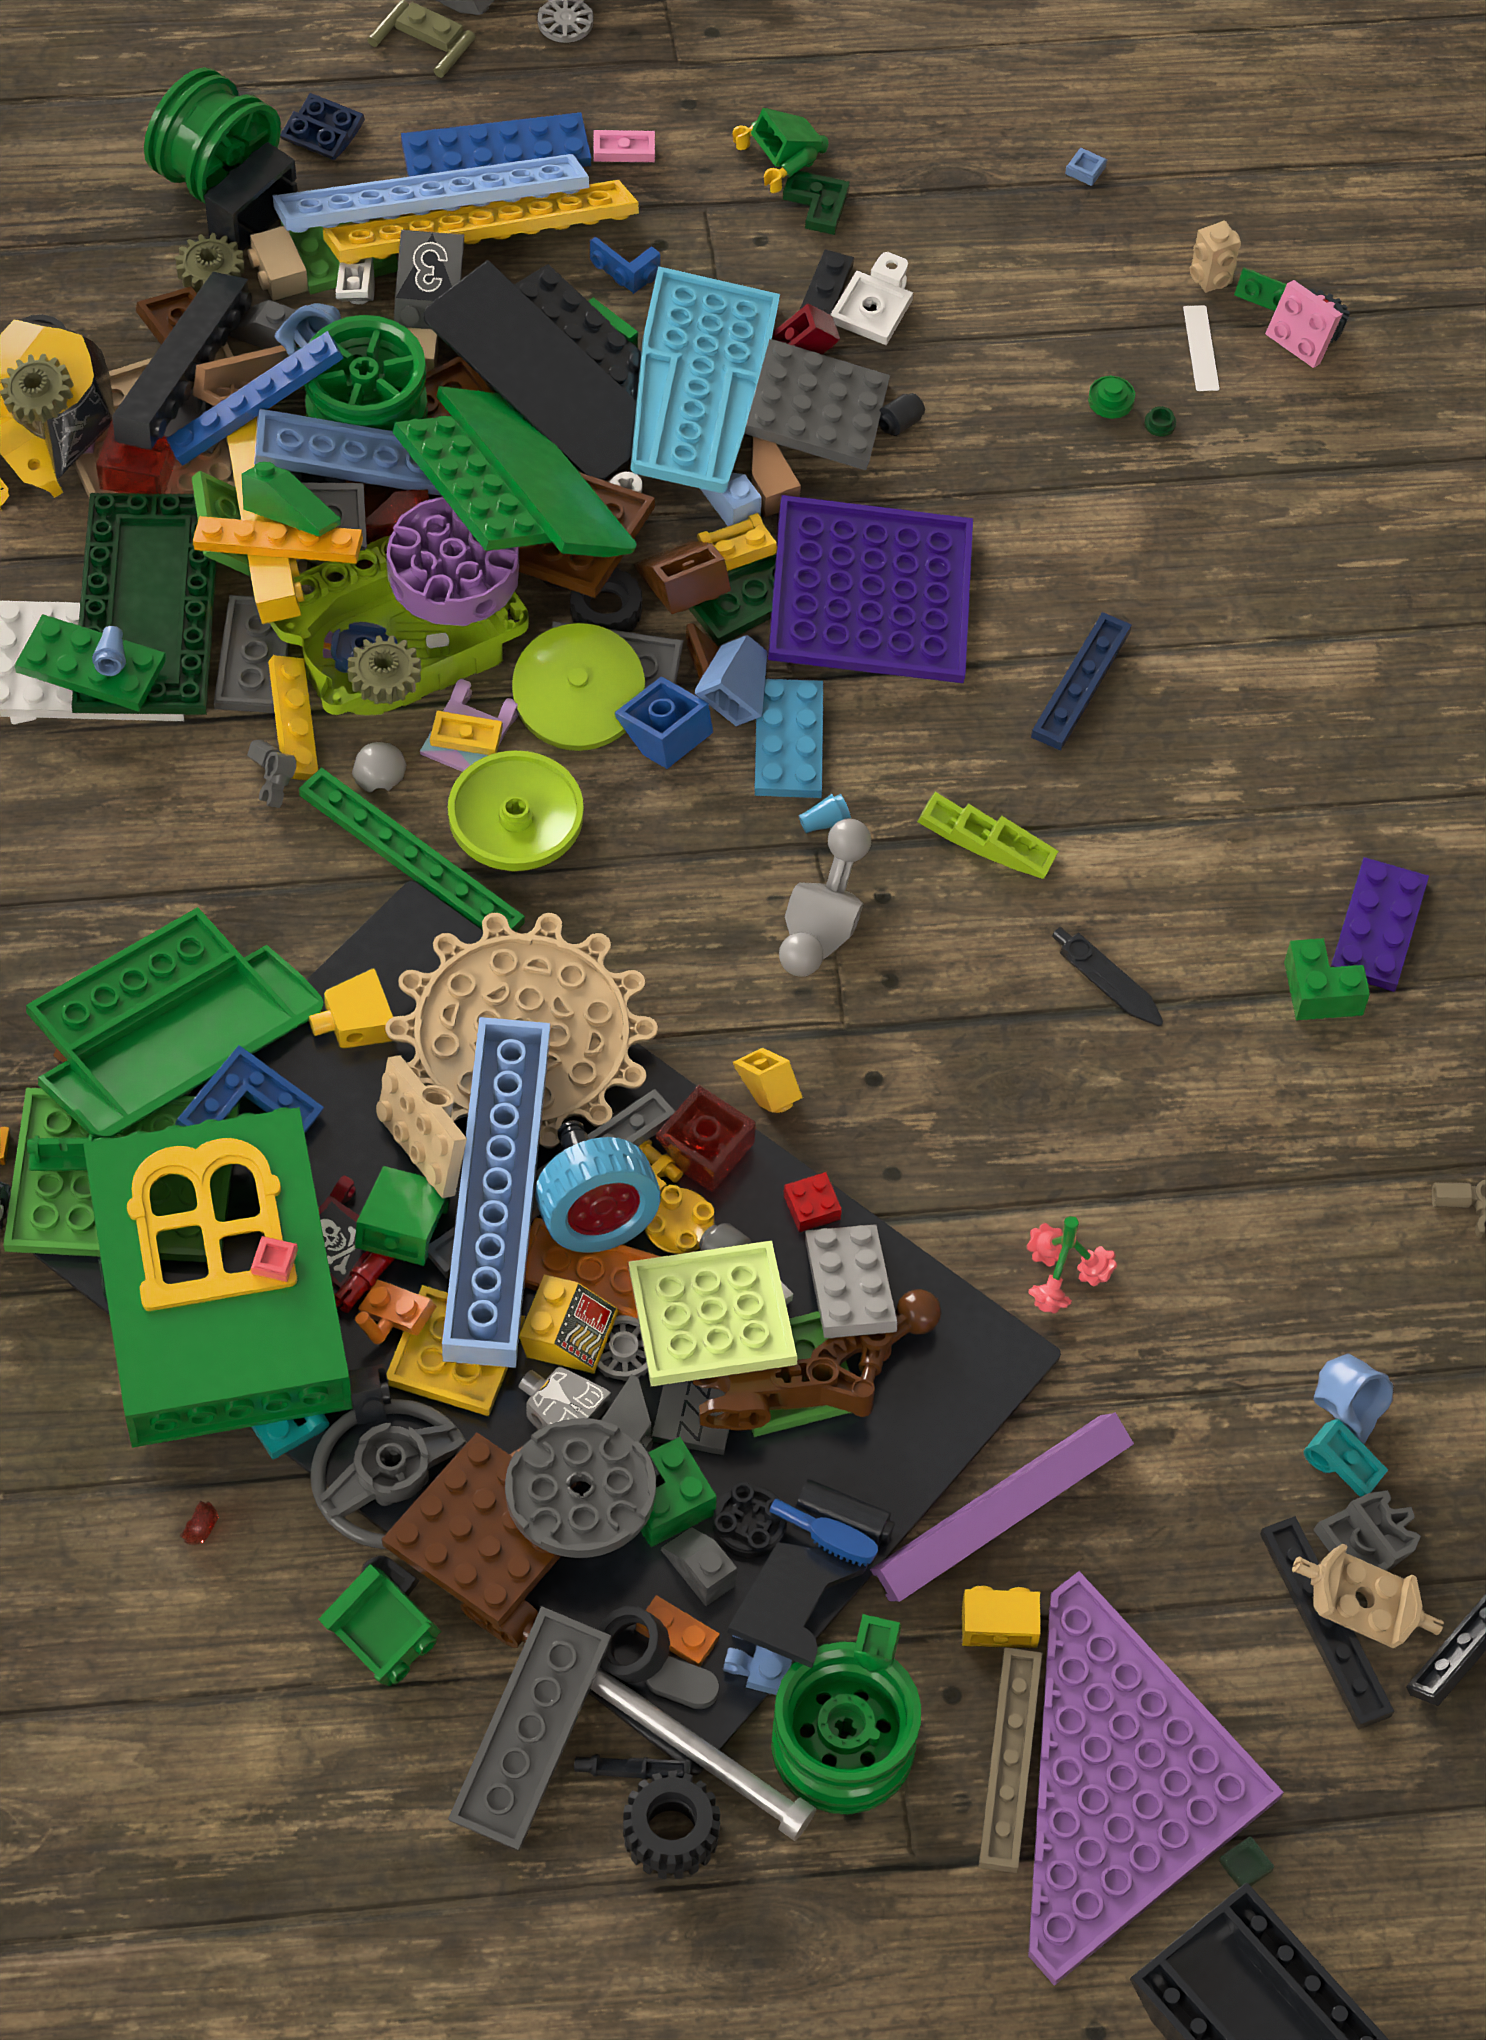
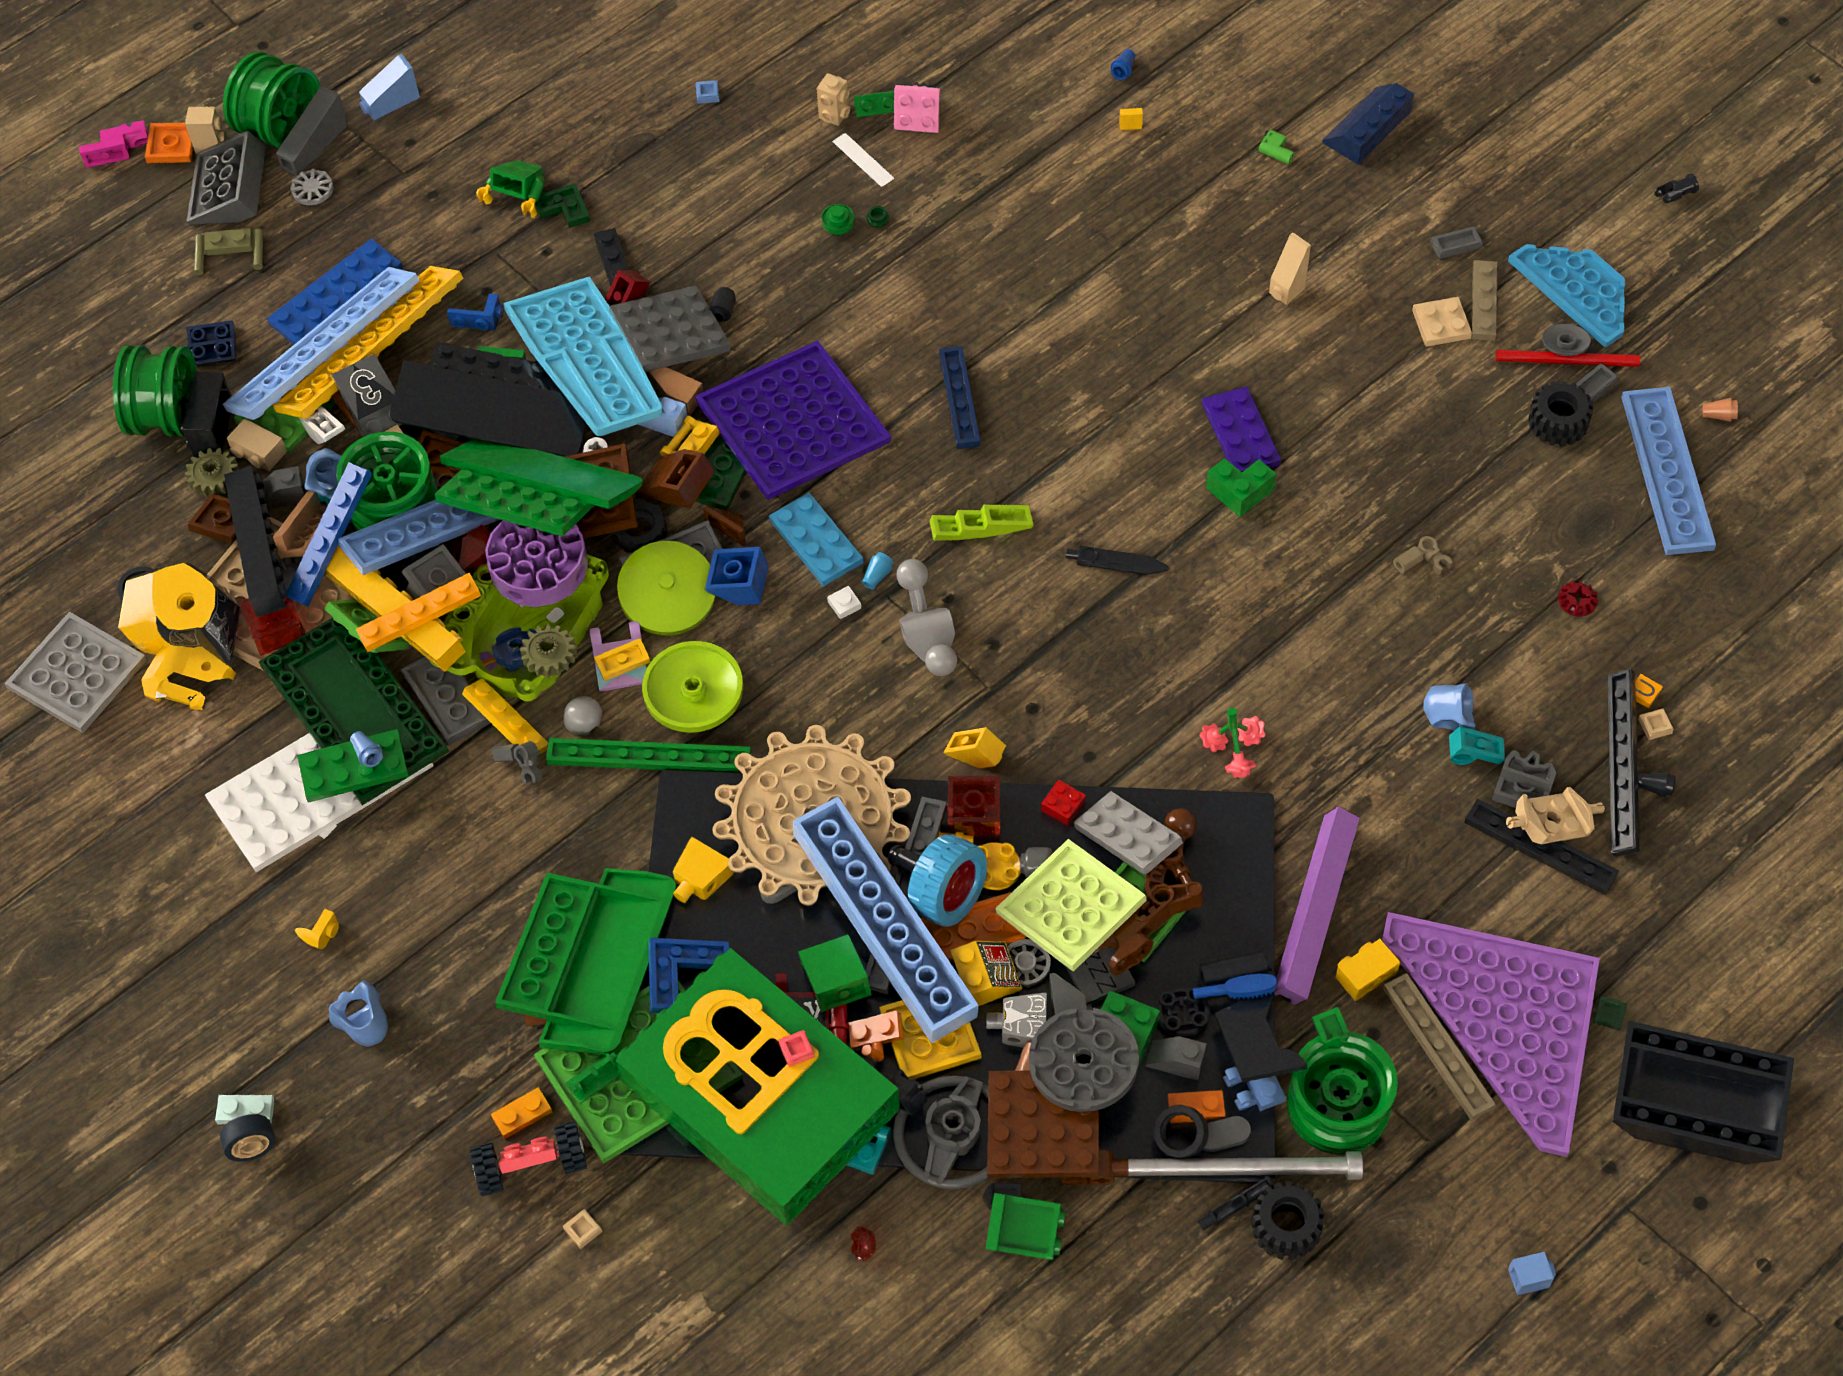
camera: 30 degrees left, 0 degrees up
(37, 389) = (190, 624): olive gear -> none
(283, 498) = (405, 583): green slope -> none
(422, 1124) = (805, 910): tan plate -> none
(530, 1728) = (1164, 1223): dark grey plate -> none
(624, 146) = (416, 243): bright pink plate -> none
(736, 681) = (760, 523): medium blue slope -> none
(761, 827) = (844, 602): none -> white plate
(885, 290) = (650, 237): white plate -> none

